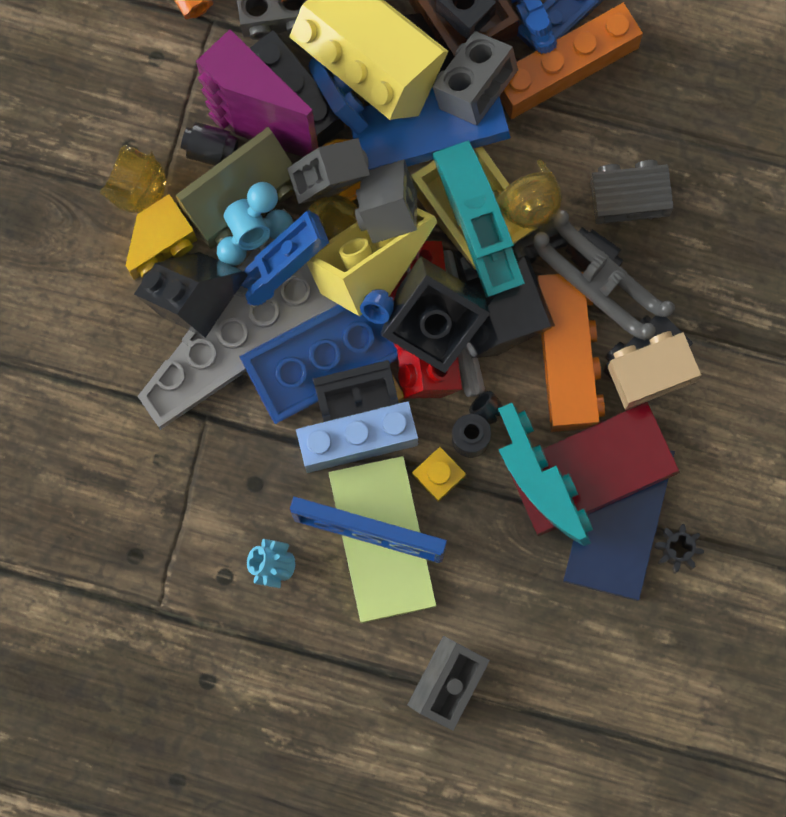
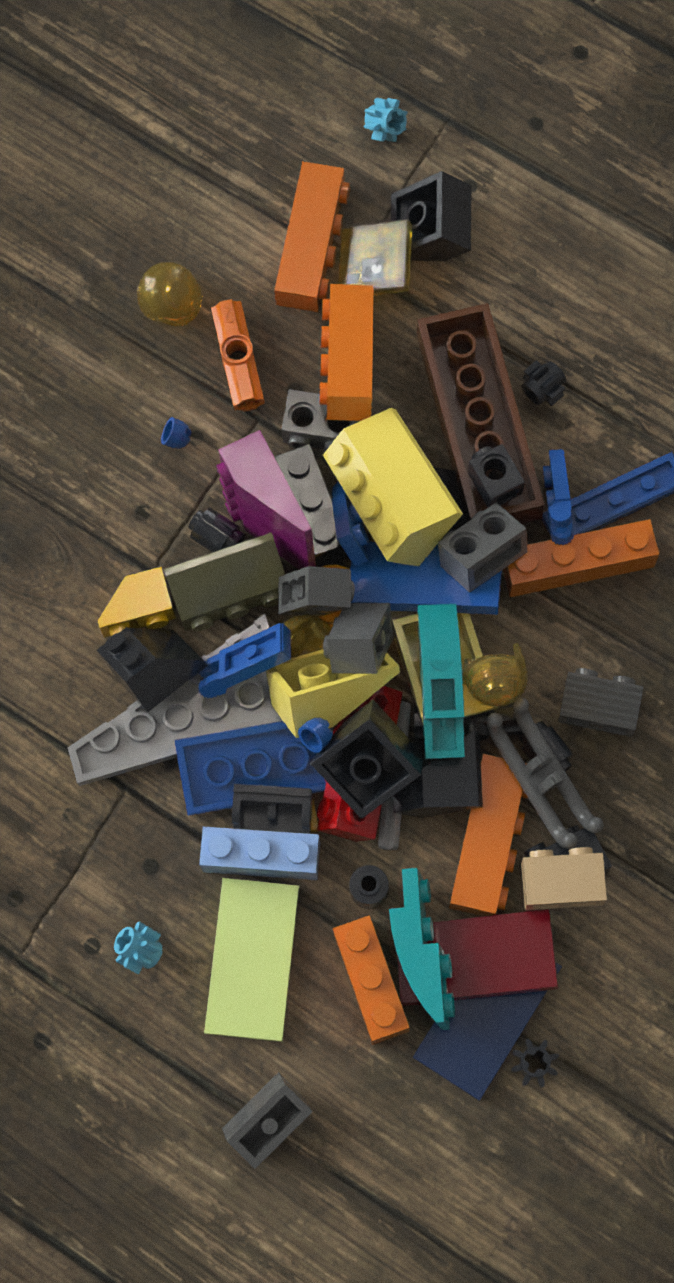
camera: 20 degrees right, 5 degrees down
(135, 181) = (134, 545): clear yellow helmet -> none
(136, 60) = (175, 434): none -> blue hinge
(249, 226) = (223, 618): medium azure piece -> none
(368, 530) = (238, 946): blue tile -> none
(439, 474) = (326, 913): yellow plate -> none
(486, 406) = (393, 863): black hinge -> none
(501, 521) = (371, 980): none -> orange brick

